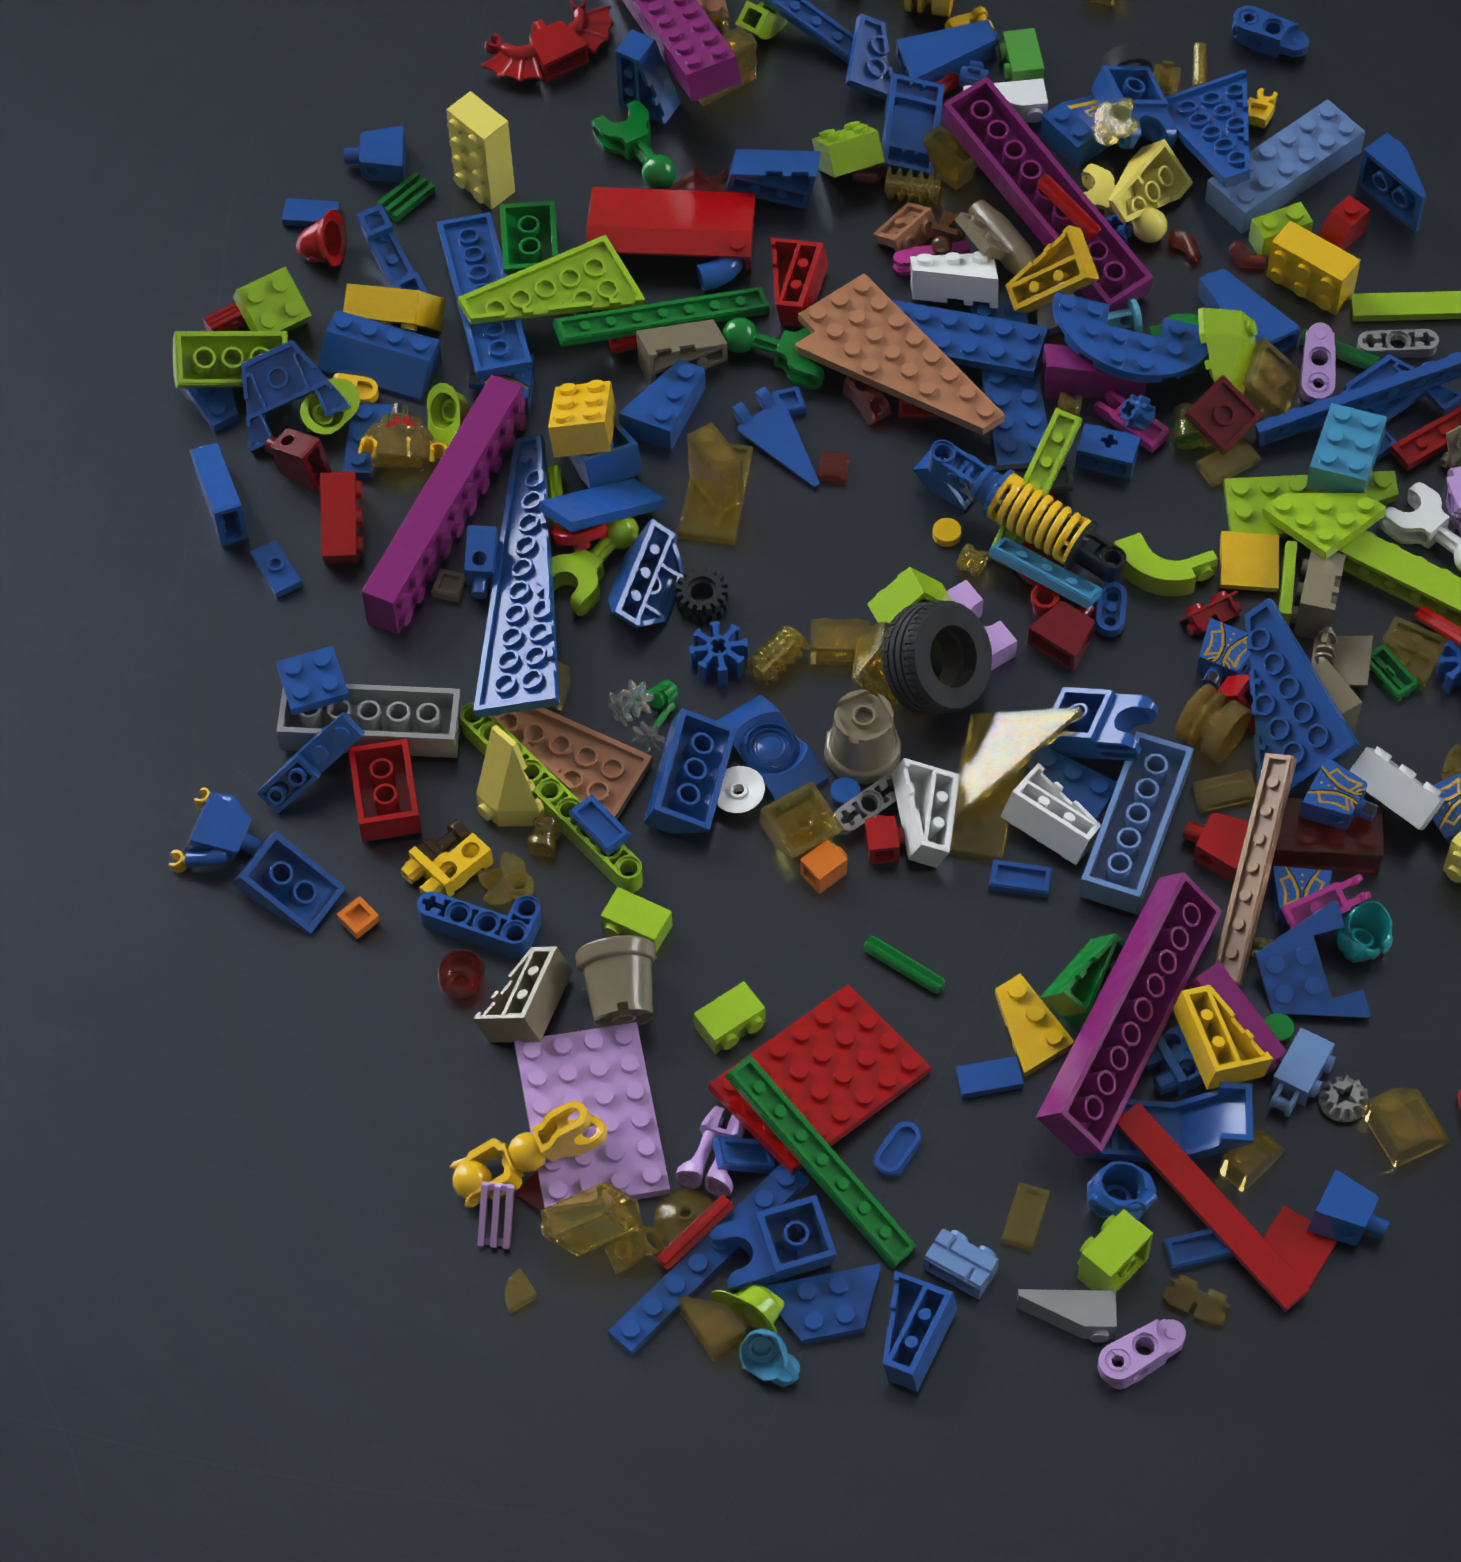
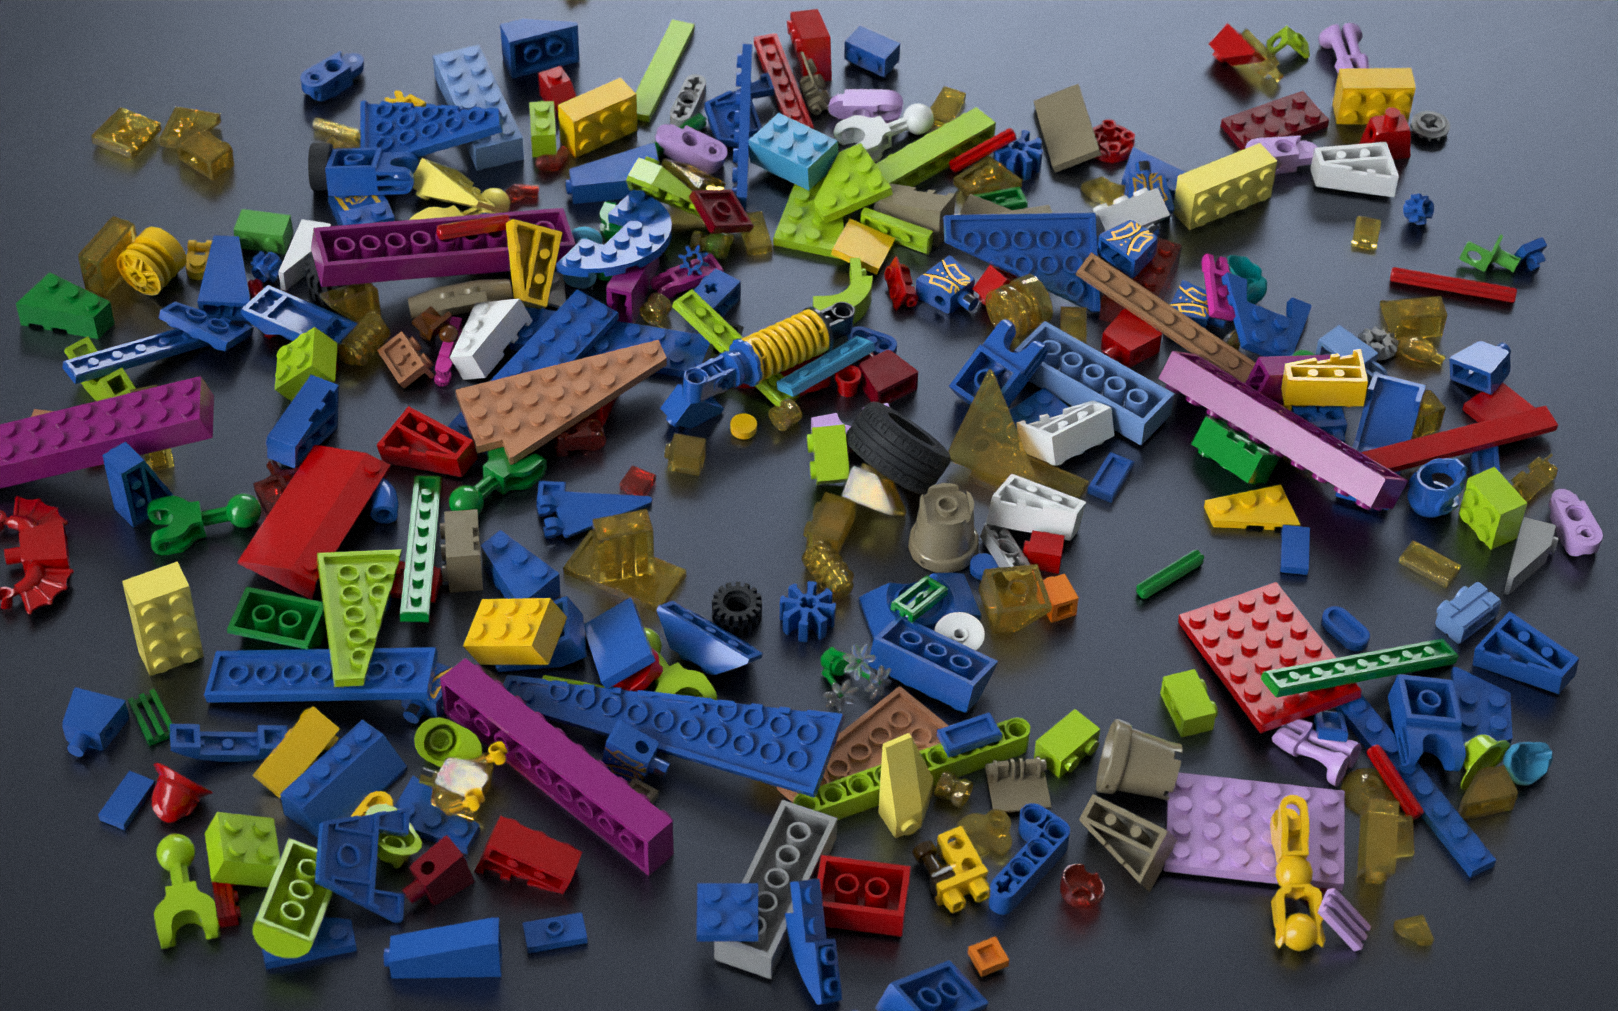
camera: 75 degrees left, 10 degrees down
(213, 289) = (182, 900): none -> lime piece
(572, 892) = (1017, 784): none -> dark tan hinge
(759, 742) = (922, 602): none -> green tile
(881, 493) = (686, 454): none -> clear yellow brick
(1114, 121) = (385, 177): clear yellow plate -> none
(1350, 1143) = (1419, 350): none -> clear yellow plant

